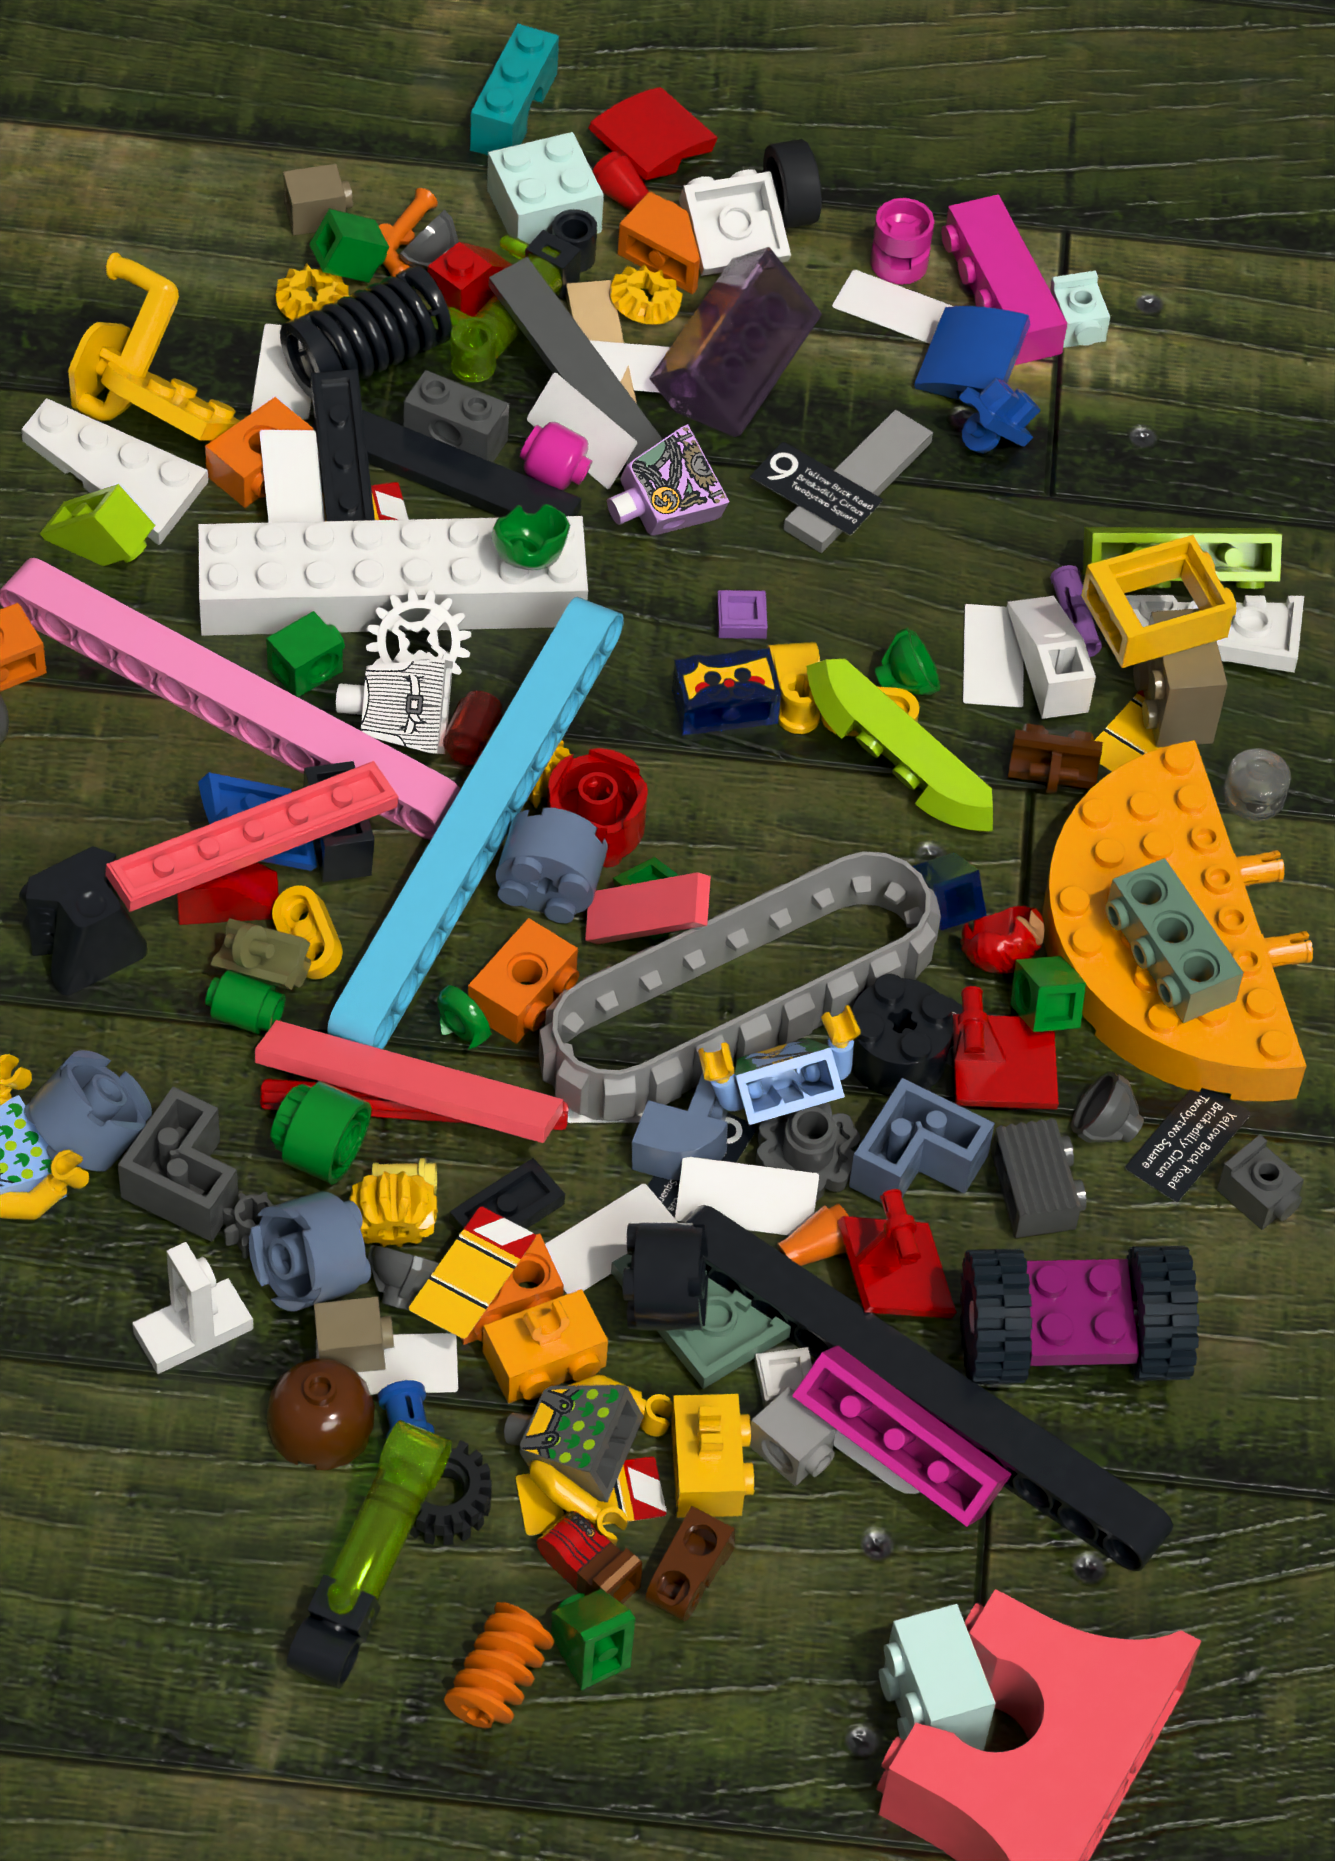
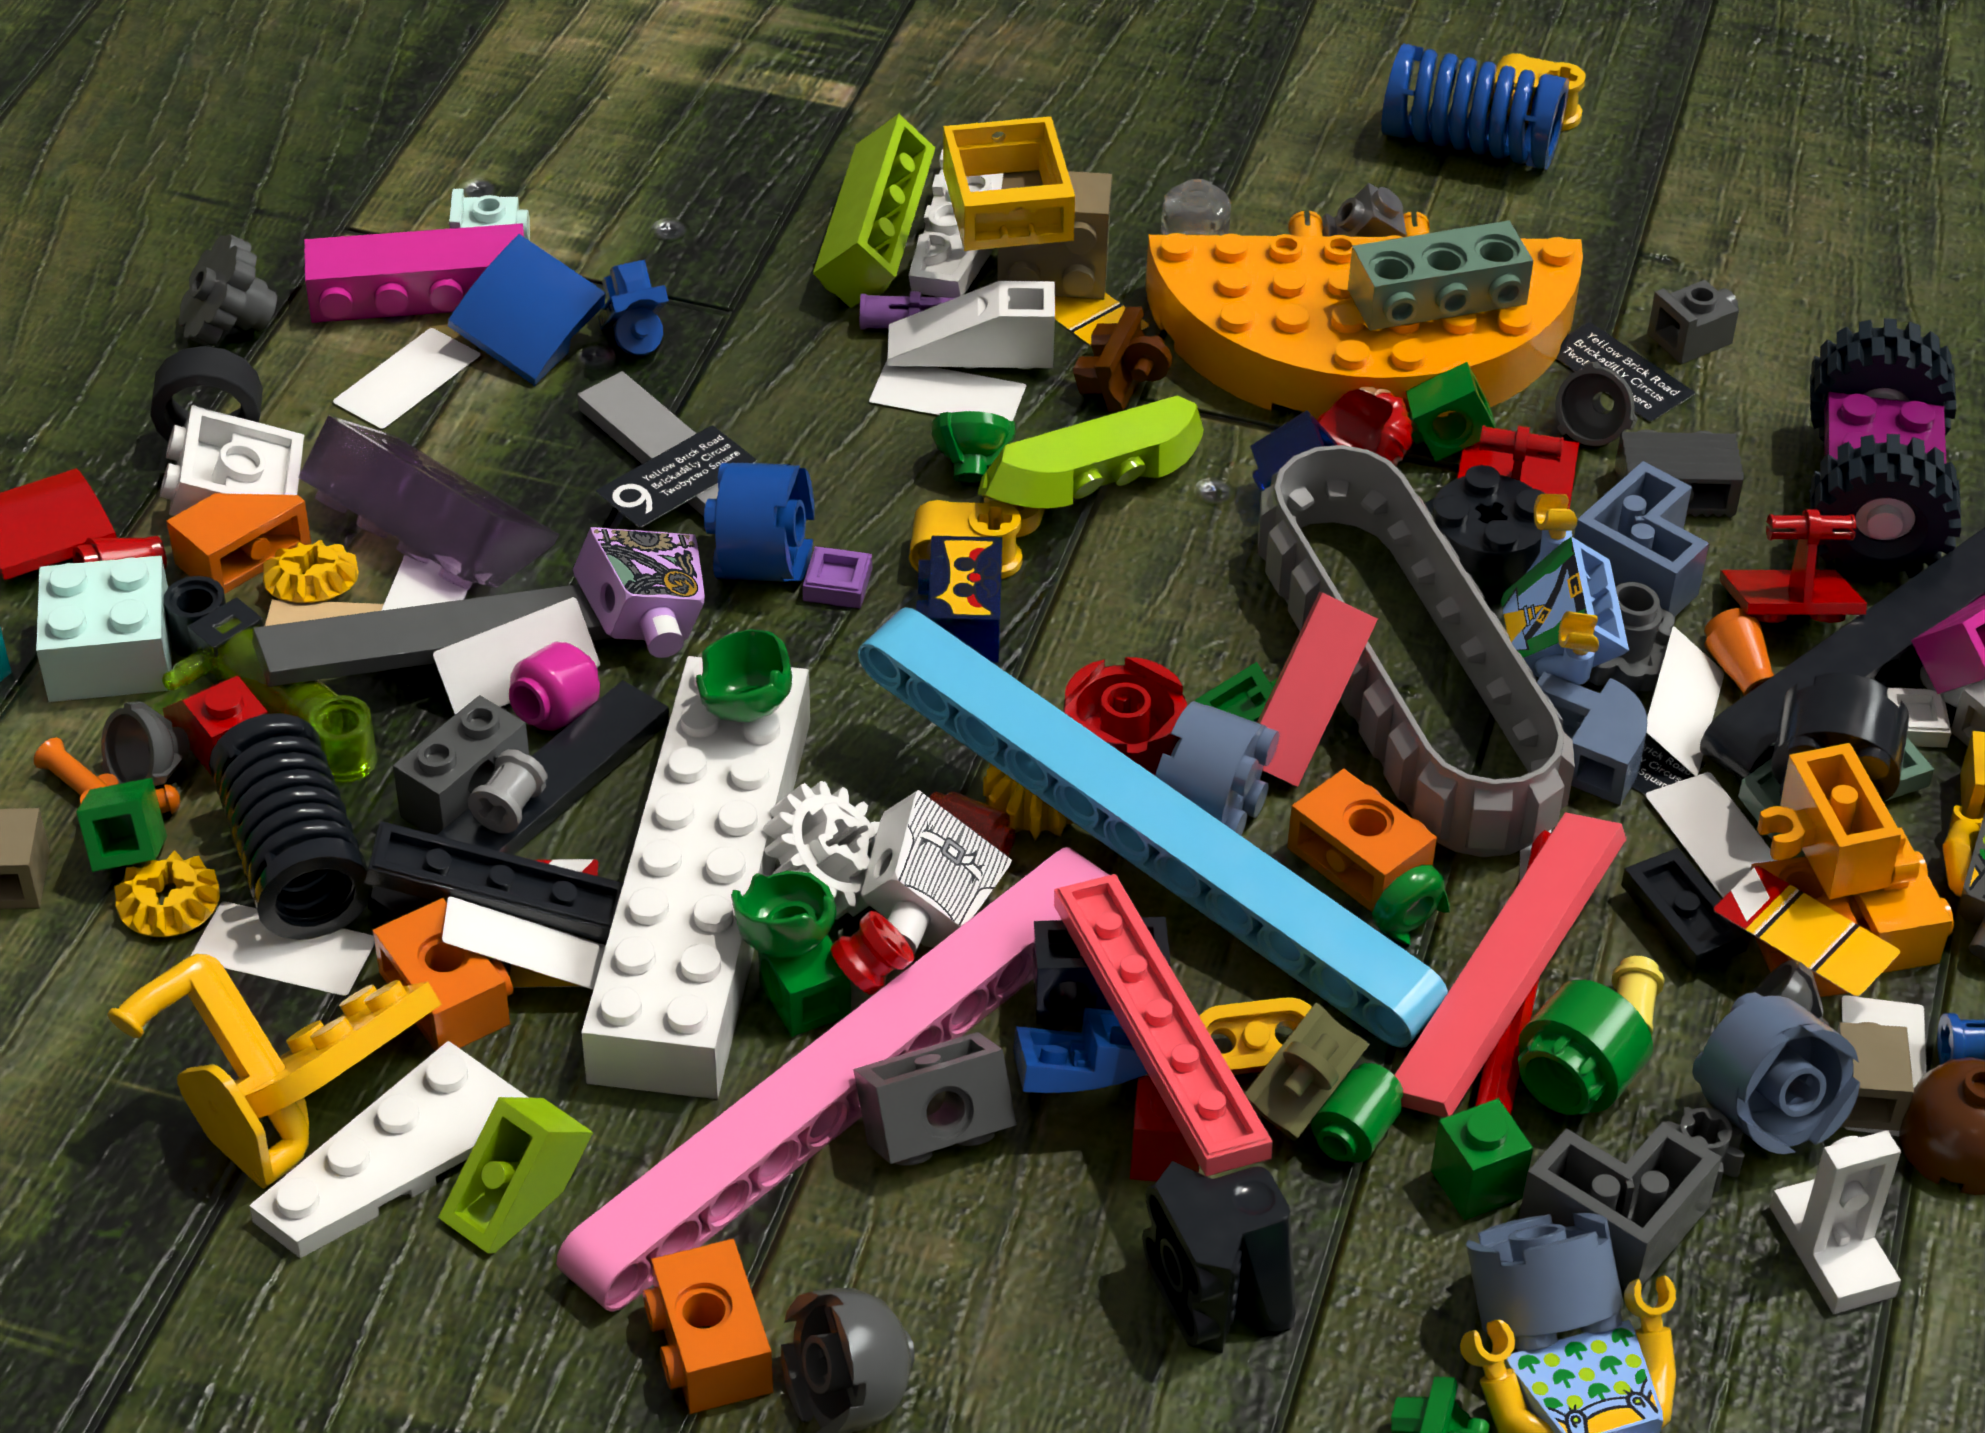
camera: 75 degrees left, 10 degrees down
(194, 735) = (899, 1089): none -> dark grey brick
(214, 1075) = (1481, 1159): none -> green brick
(317, 607) = (784, 913): none -> green hair
(322, 675) = (872, 952): none -> red wheel
(395, 1208) = (1698, 995): yellow gear -> none
(430, 445) = (503, 797): none -> light grey bush
(562, 1262) = (1836, 821): none -> light orange brick
(757, 540) = (761, 522): none -> blue brick
(902, 241) = (331, 334): dark pink wheel -> none
(925, 168) = (225, 293): none -> dark grey plant
(1285, 908) = (1368, 214): none -> flat silver brick

